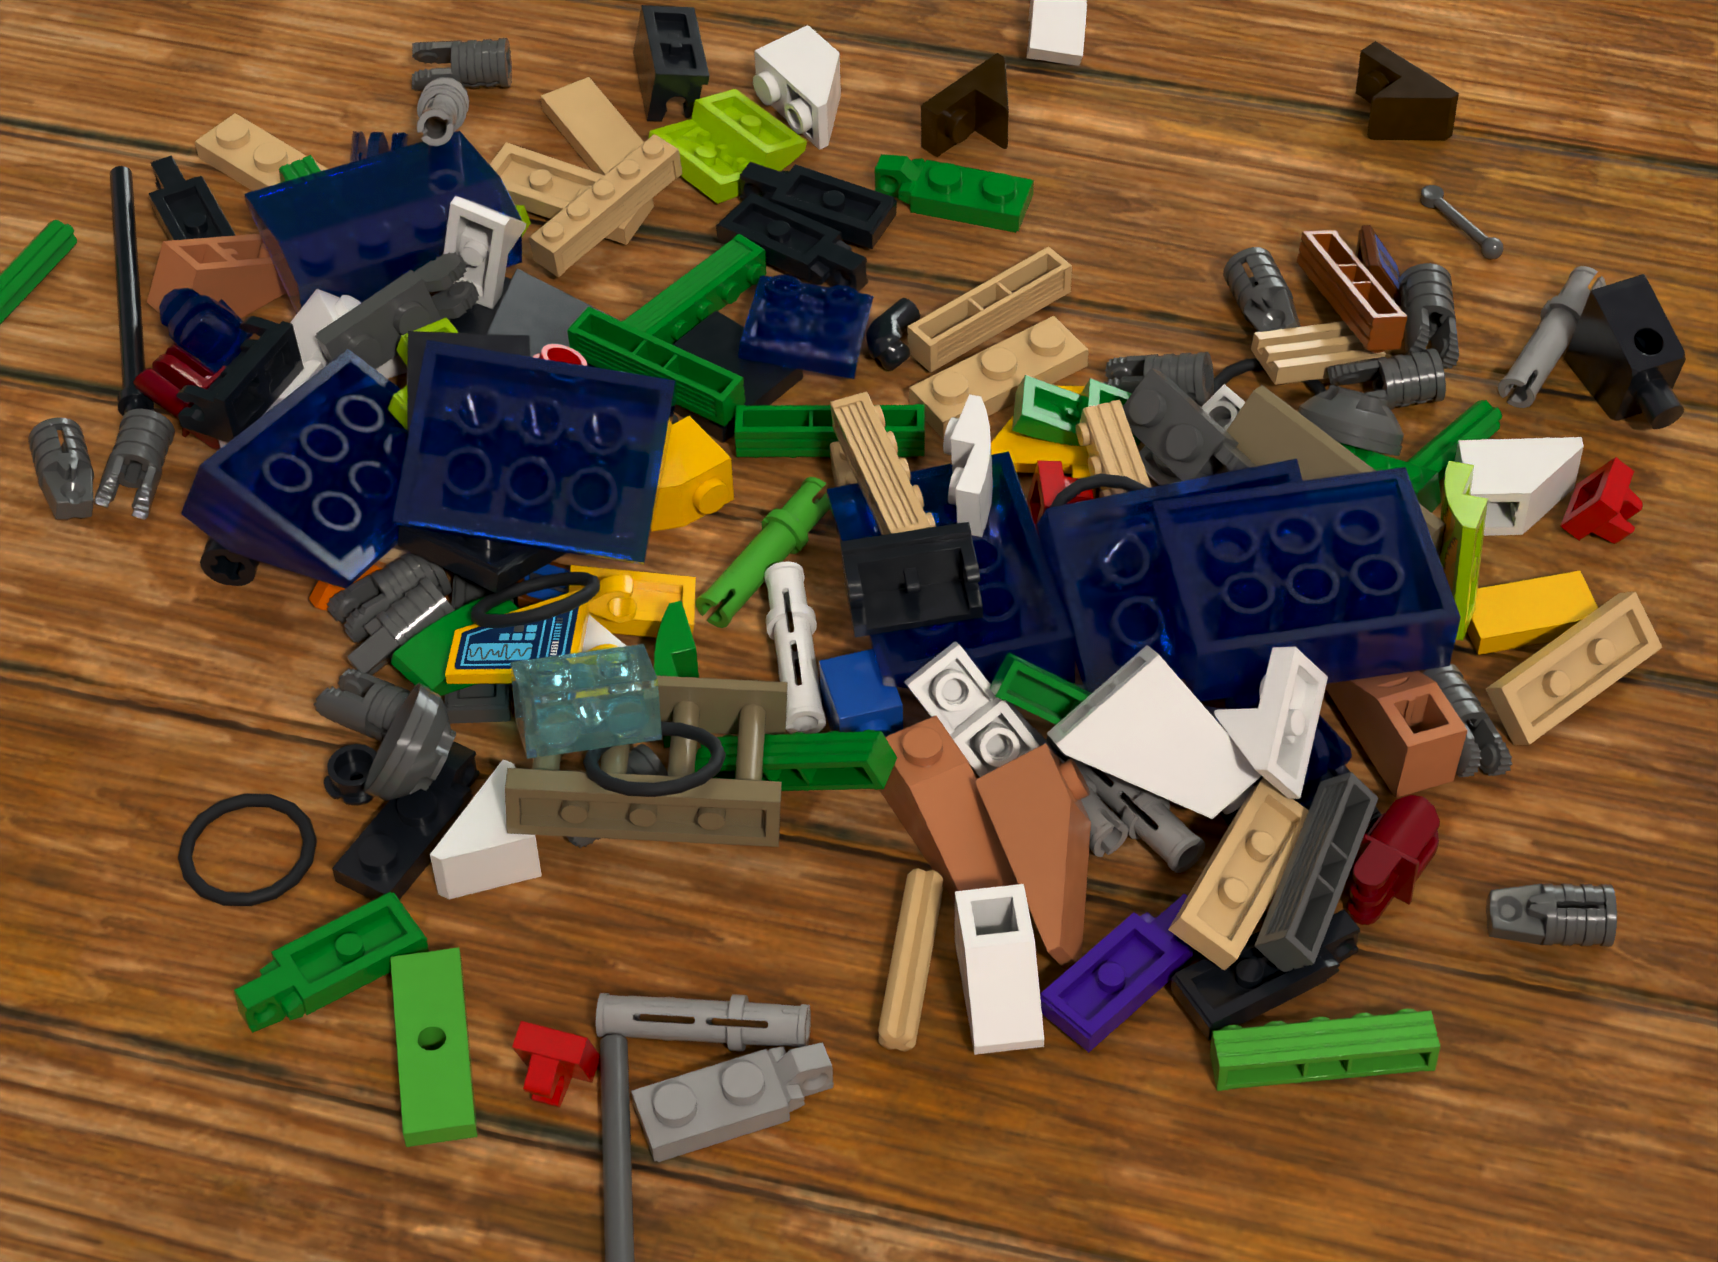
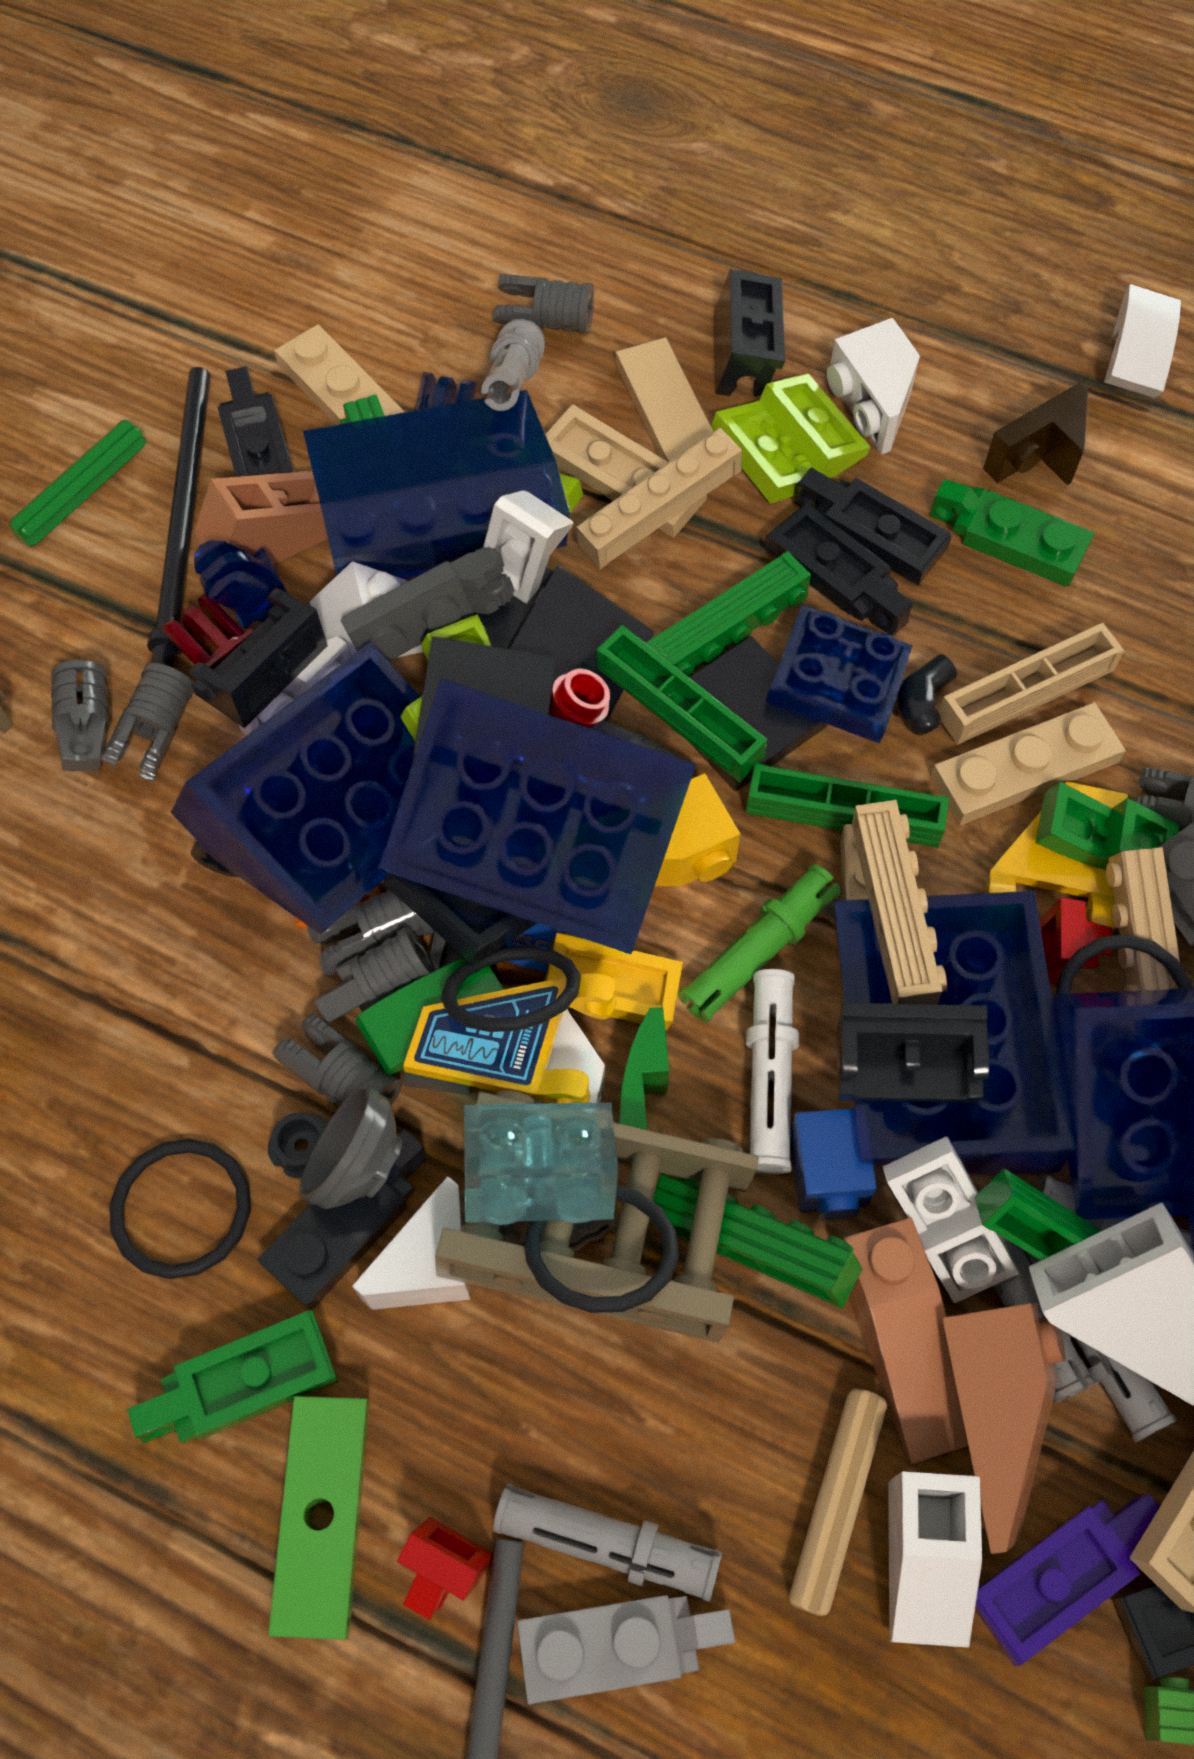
camera: 10 degrees right, 15 degrees up
(970, 450) = (999, 911): white slope -> none

